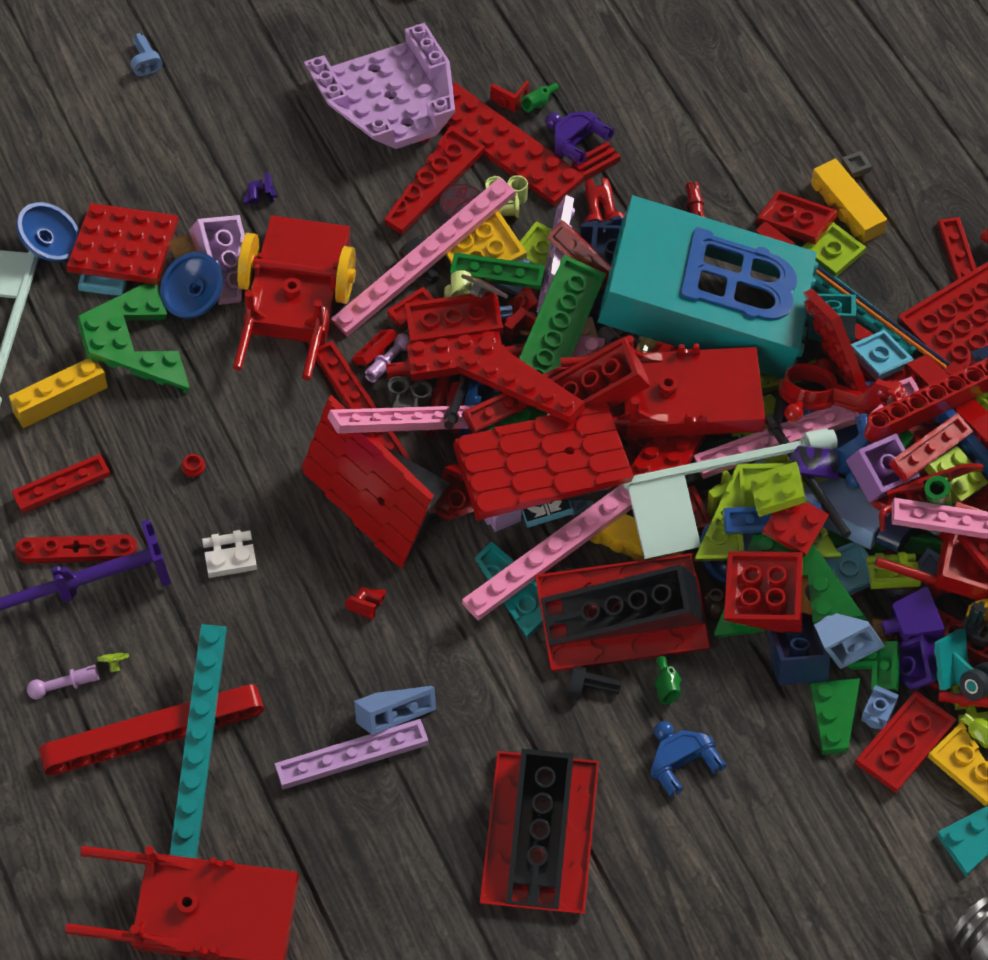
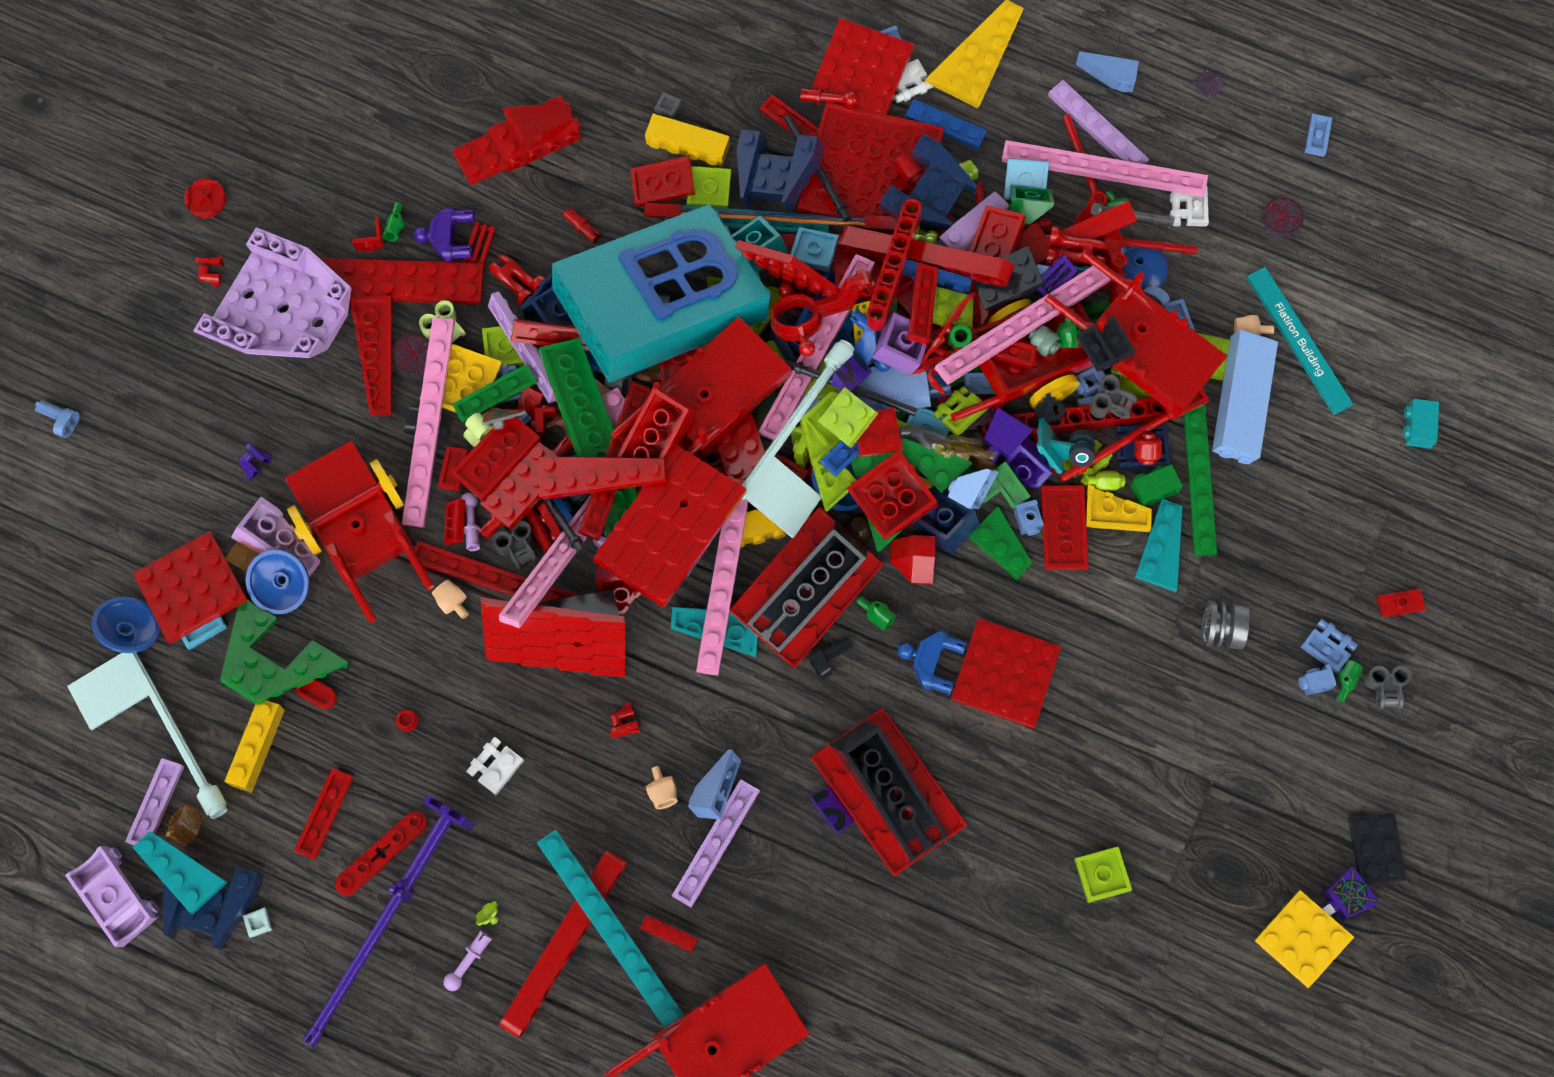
camera: 40 degrees left, 15 degrees up
(143, 394) = (318, 694): none -> red tile
(244, 793) = (669, 934): none -> red piece
(314, 400) = (449, 598): none -> light nougat piece
(346, 677) = (662, 790): none -> light nougat piece
(353, 34) = (204, 276): none -> red piece
(476, 808) = (832, 810): none -> dark purple slope
(705, 105) = (519, 140): none -> red wedge
(739, 820) = (1006, 673): none -> red plate
(744, 664) = (914, 558): none -> red slope
(859, 590) = (945, 446): none -> piece
(899, 276) = (775, 175): none -> dark blue wedge
(935, 337) = (840, 208): none -> black bar

